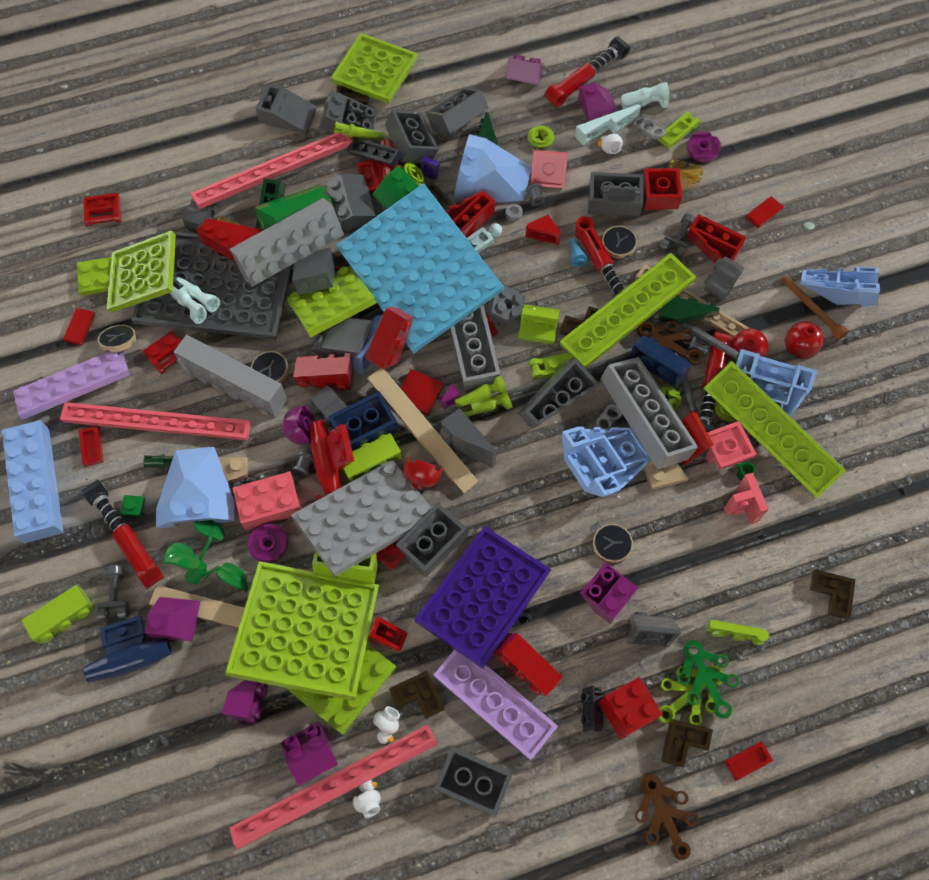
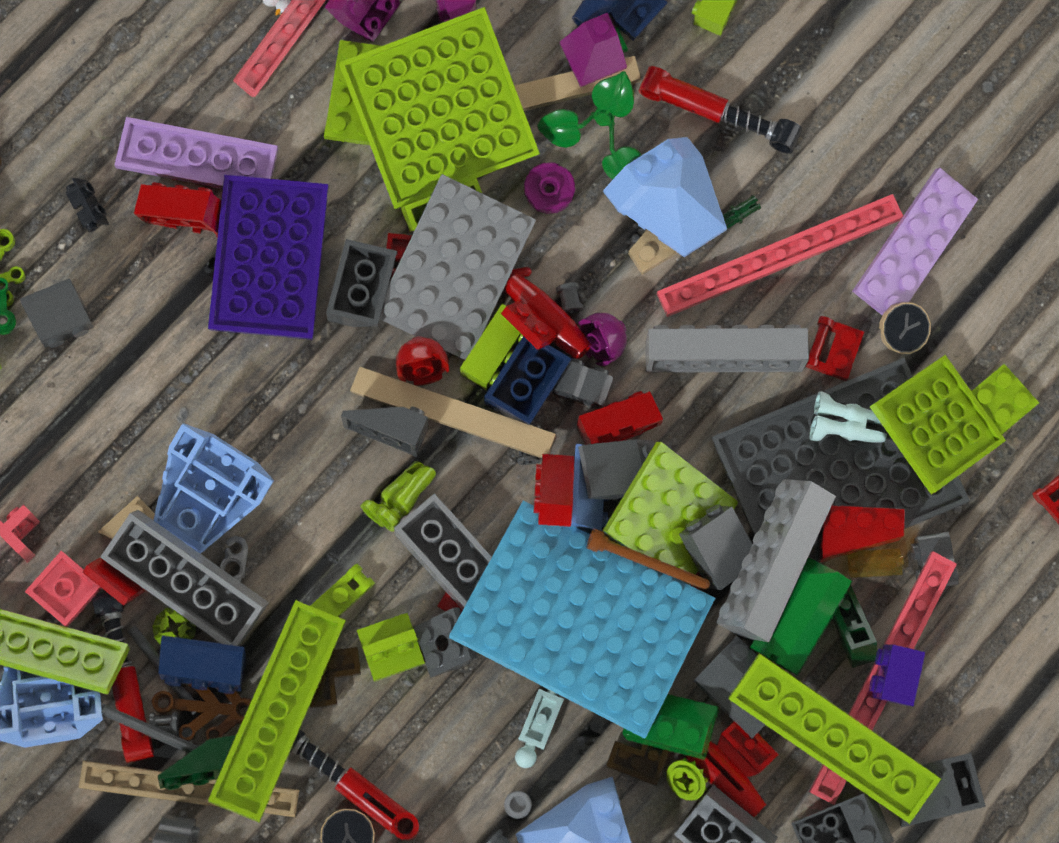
camera: 145 degrees right, 10 degrees up
(32, 482) = (865, 109): light blue brick -> none
(79, 326) = (968, 322): red tile -> none
(91, 446) = (835, 188): red tile -> none
(113, 573) = (697, 65): dark grey bar -> none
(132, 506) = (734, 148): green plate -> none
(265, 151) = (897, 674): none -> dark purple brick
(267, 500) = (580, 231): coral brick -> none
(272, 365) = (693, 397): black tile -> none
(322, 146) = (834, 738): none -> lime plate
(360, 132) = (809, 806): lime pin -> none
(375, 152) = (759, 778): black plate -> none
(382, 298) = (600, 542): none -> dark orange piece
(387, 634) = (352, 161): red slope -> none
(388, 724) = (299, 73): white animal -> none
(420, 689) = (283, 126): dark brown plate -> none
(422, 390) = (488, 468): red tile -> none
(430, 167) = (673, 808): dark purple plate -> none
(448, 399) = (447, 477): magenta slope -> none
(472, 212) = (574, 745): red wedge -> none
(473, 782) = (174, 62): dark grey brick -> none
(543, 230) = (458, 793): red slope -> none
(562, 389) = (311, 549): dark grey wedge -> none
(578, 257) = (391, 778): dark azure cone -> none
(608, 592) = (126, 334): magenta slope -> none
(612, 543) = (152, 402): black tile -> none
(630, 708) = (44, 221): red brick -> none
(750, 467) = (24, 578): green plate -> none
(752, 341) = (97, 756): red cylinder -> none
(804, 339) = (30, 814): red cylinder -> none

